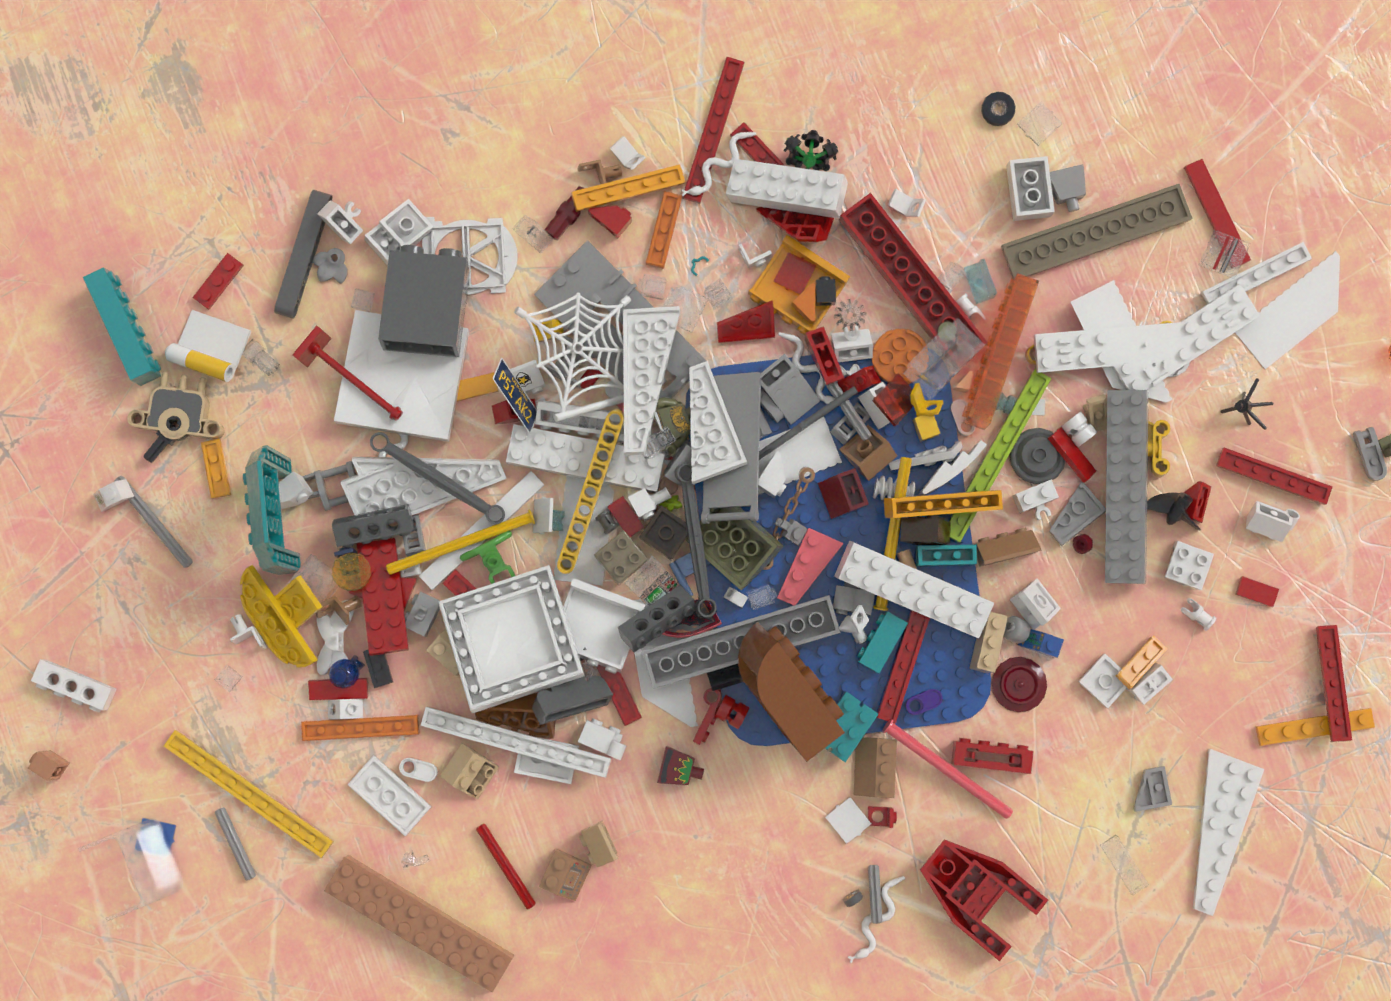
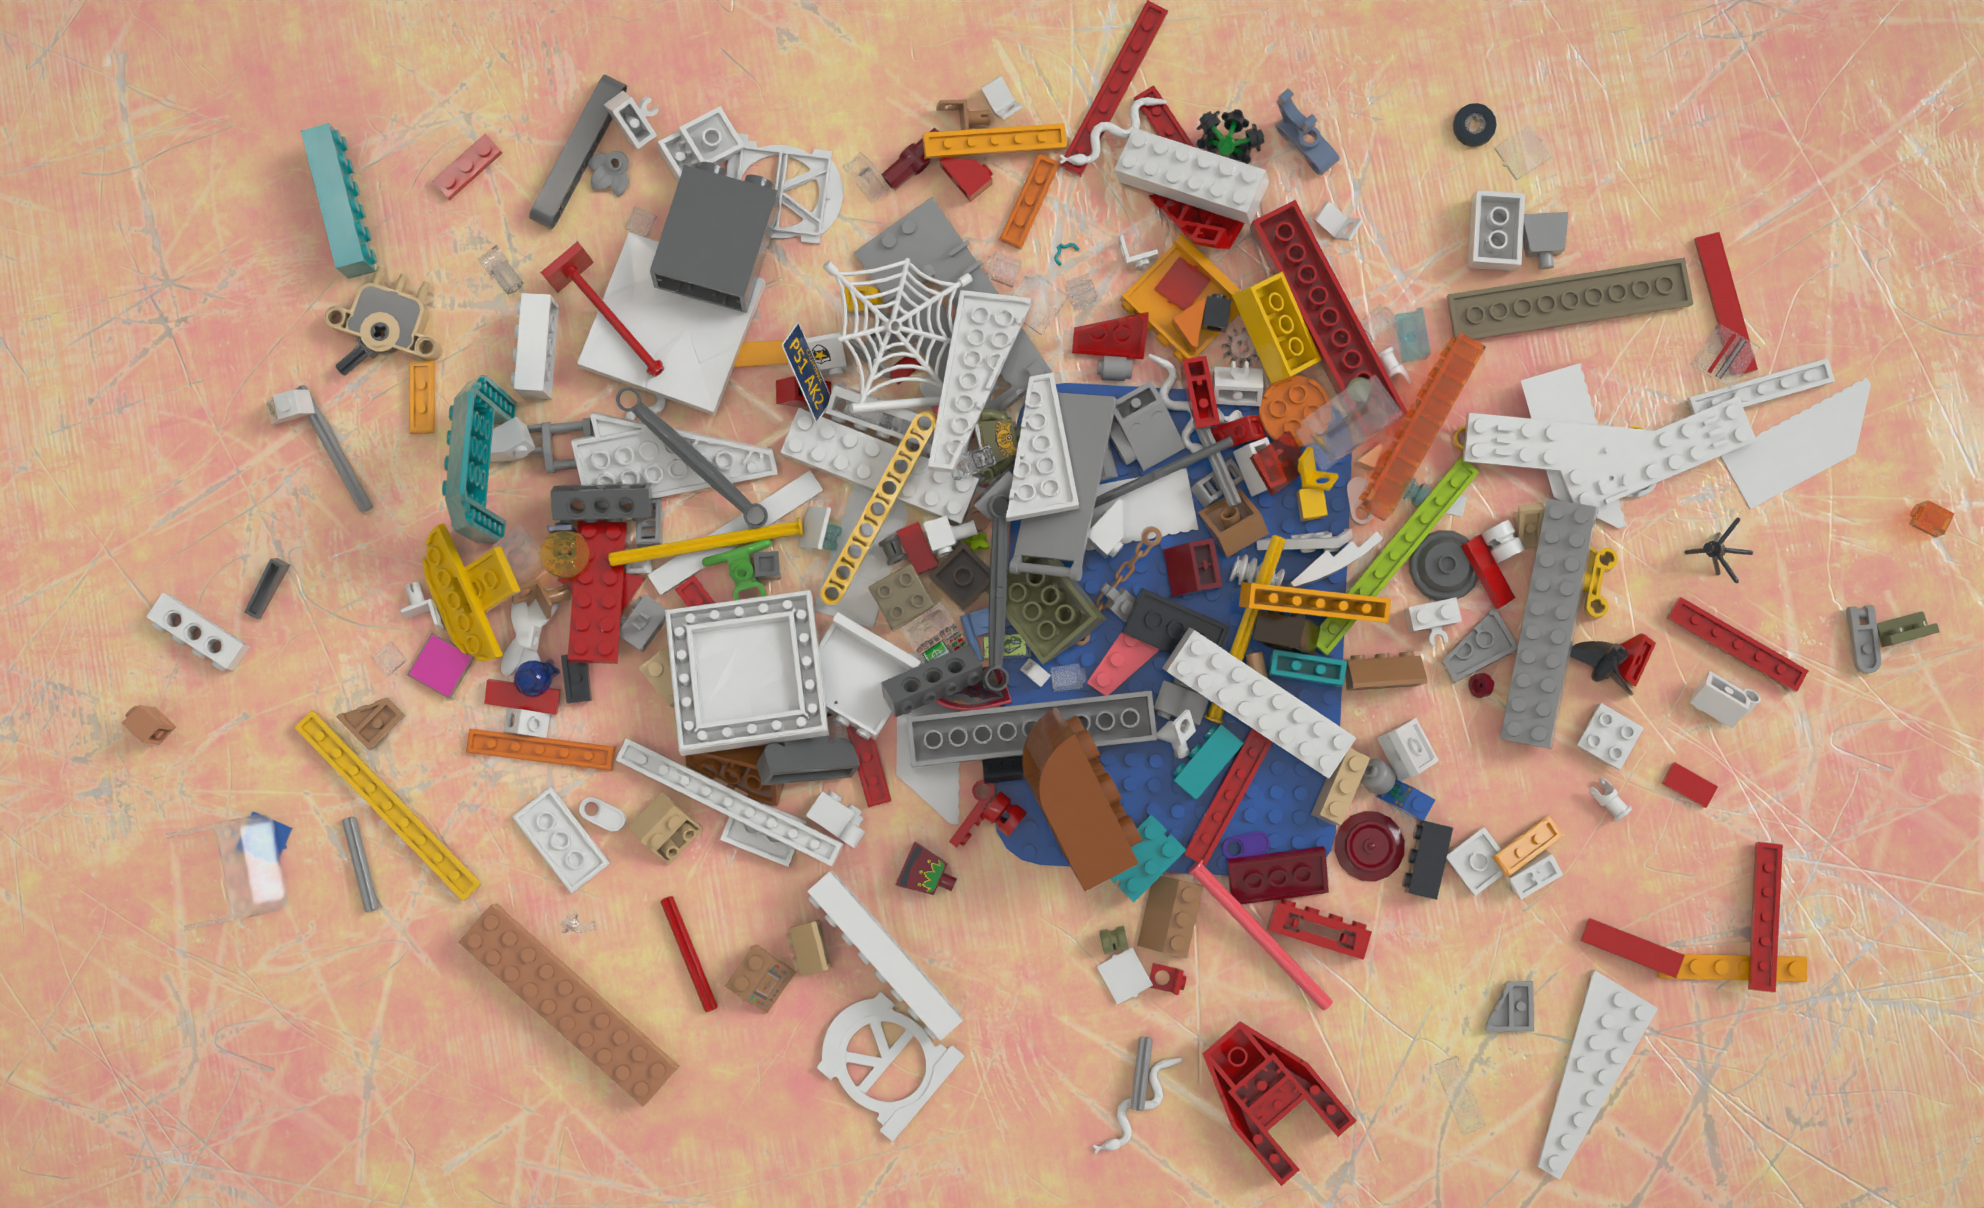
camera: 15 degrees right, 0 degrees up
(121, 640) = (266, 587): none -> dark grey piece
(209, 346) = (441, 245): white door -> none
(223, 730) = (372, 721): none -> medium nougat wing
(269, 677) = (440, 666): none -> dark pink tile
(298, 412) = (535, 346): none -> white brick
(511, 551) = (767, 565): none -> dark grey panel
(660, 839) = (885, 955): none -> white brick
(715, 581) = (1013, 647): none -> tile
(716, 914) = (895, 1114): none -> white window
(754, 348) = (1115, 368): none -> light grey brick
(829, 540) = (1165, 622): none -> black tile
(834, 794) = (1114, 940): none -> olive wheel
(853, 898) = (1112, 1073): dark grey tile -> none
(859, 135) = (1293, 128): none -> sand blue piece
(874, 294) = (1276, 327): none -> yellow brick
(953, 720) = (1278, 875): none -> dark red tile
(1066, 686) = (1427, 859): none -> black brick
(1236, 726) = (1632, 948): none -> red tile

